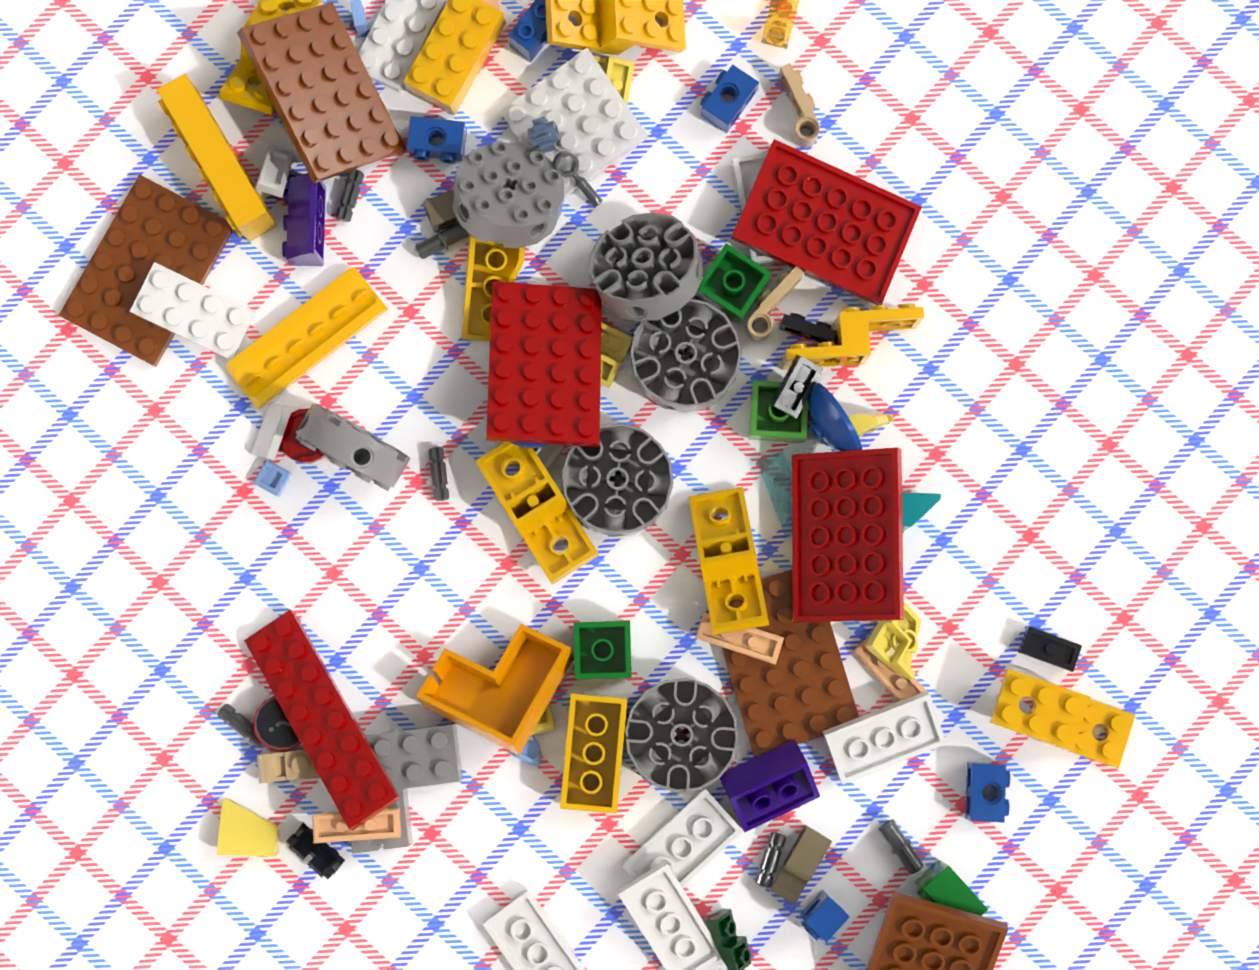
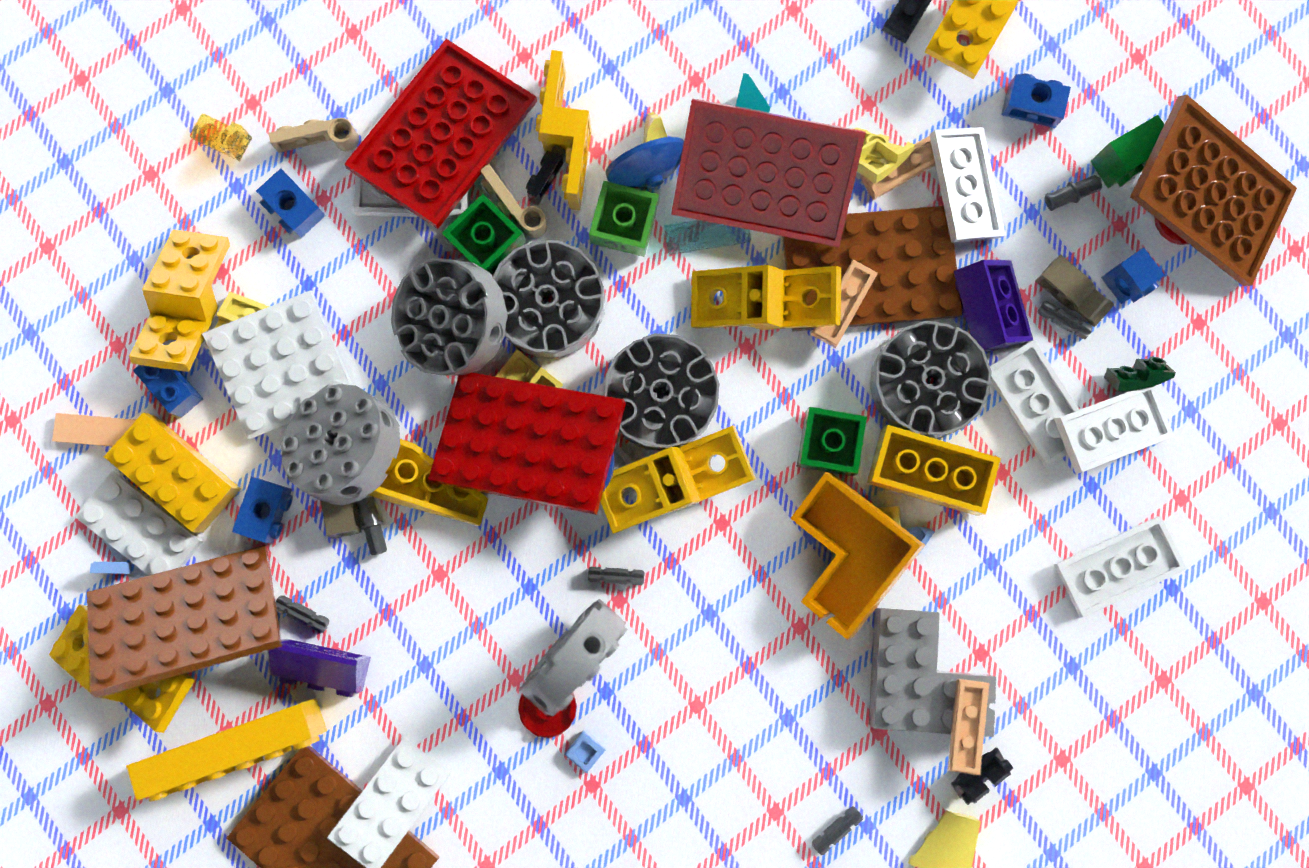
camera: 80 degrees left, 0 degrees up
(271, 431) = (536, 743): white tile -> none
(273, 727) = (843, 788): black tile -> none
(274, 172) = (258, 689): white tile -> none
(285, 766) = (888, 793): tan plate -> none
(305, 337) = (444, 689): yellow plate -> none
(322, 720) = (851, 743): red plate -> none
(543, 134) = (284, 395): sand blue gear -> none
(581, 182) = (343, 369): dark grey piece -> none
(796, 386) = (606, 190): plate -> none

